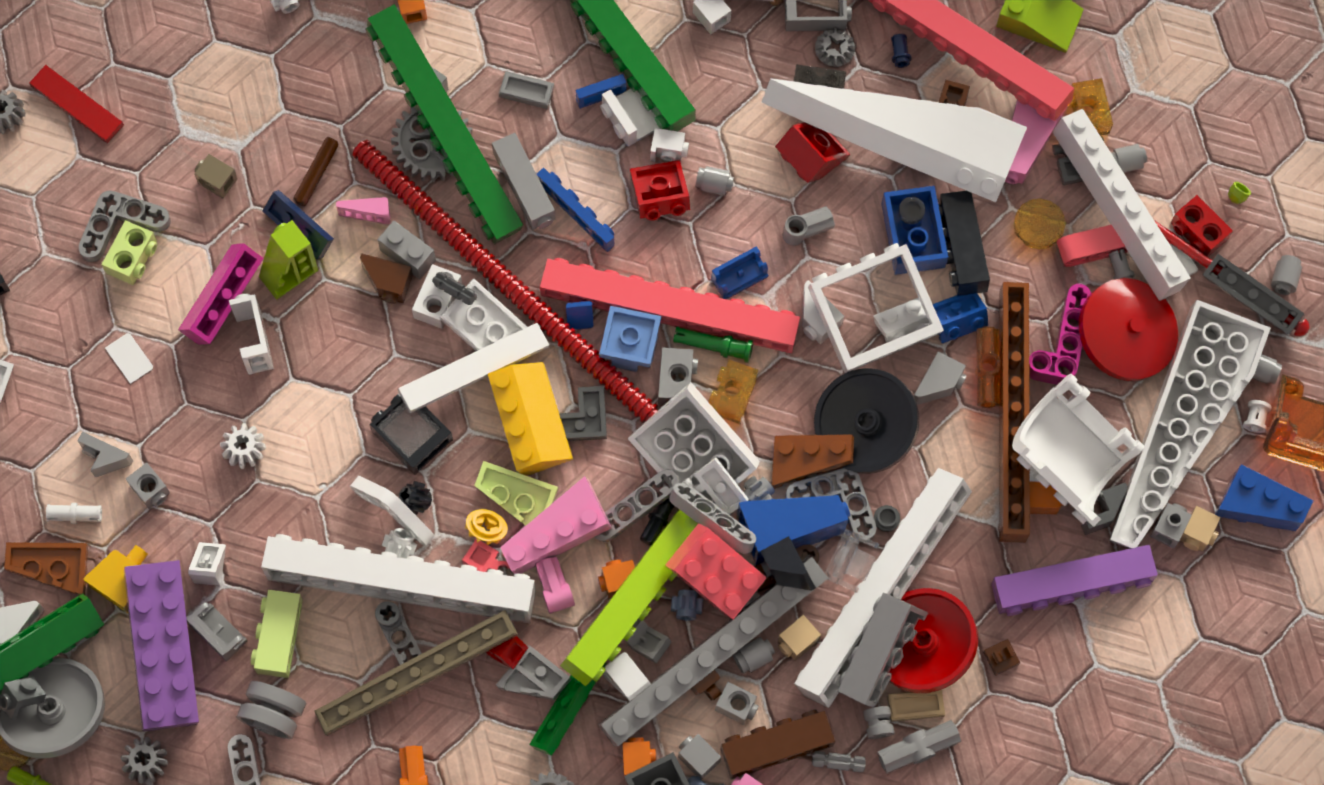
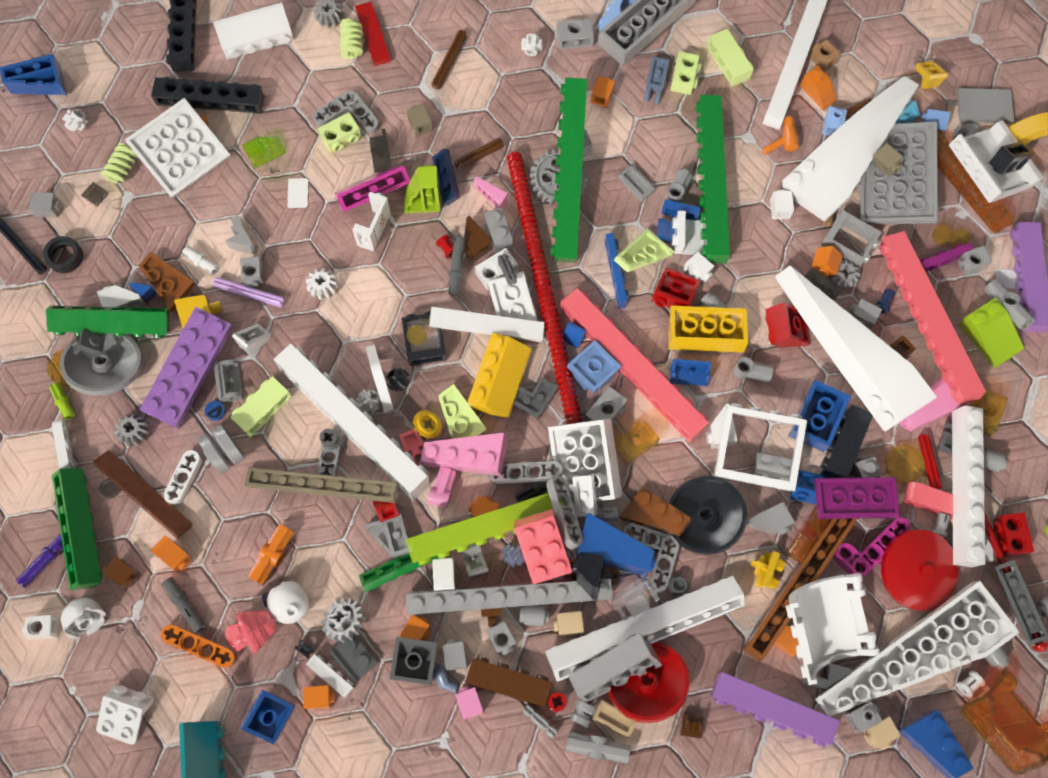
camera: 35 degrees right, 0 degrees up
(35, 592) = (145, 291): none -> blue slope
(50, 333) = (263, 150): none -> clear neon green slope
(57, 127) = (351, 39): none -> yellowish green piece
(160, 513) = (248, 292): none -> lavender axle
(195, 78) = (449, 59): none -> reddish brown axle
(196, 244) = (380, 152): none -> clear smoke panel
(225, 675) = (215, 410): none -> blue tile
(360, 306) = (446, 245): none -> red bush
(388, 321) = (456, 264): none -> dark grey pin
(402, 432) = (416, 335): none -> clear yellow tile
(524, 181) = (594, 233): light grey brick -> none
(579, 63) = (679, 186): none -> light grey piece
(592, 167) = (643, 251): none -> yellowish green wing
(598, 126) = (665, 230): none -> blue slope
(726, 346) = (650, 411): green pin -> none
(727, 211) = (708, 329): none -> yellow slope
(806, 46) = (827, 260): none -> orange brick
(849, 723) = (563, 700): none -> red bush
(888, 80) = (865, 313): none -> light grey brick
(911, 210) = (825, 402): clear smoke tile -> none
(967, 436) = (765, 569): none -> yellow hips
(1003, 258) = (866, 468): none -> light grey brick
(1013, 295) = (857, 498): none -> magenta tile
(1066, 205) = (930, 462): none -> red axle

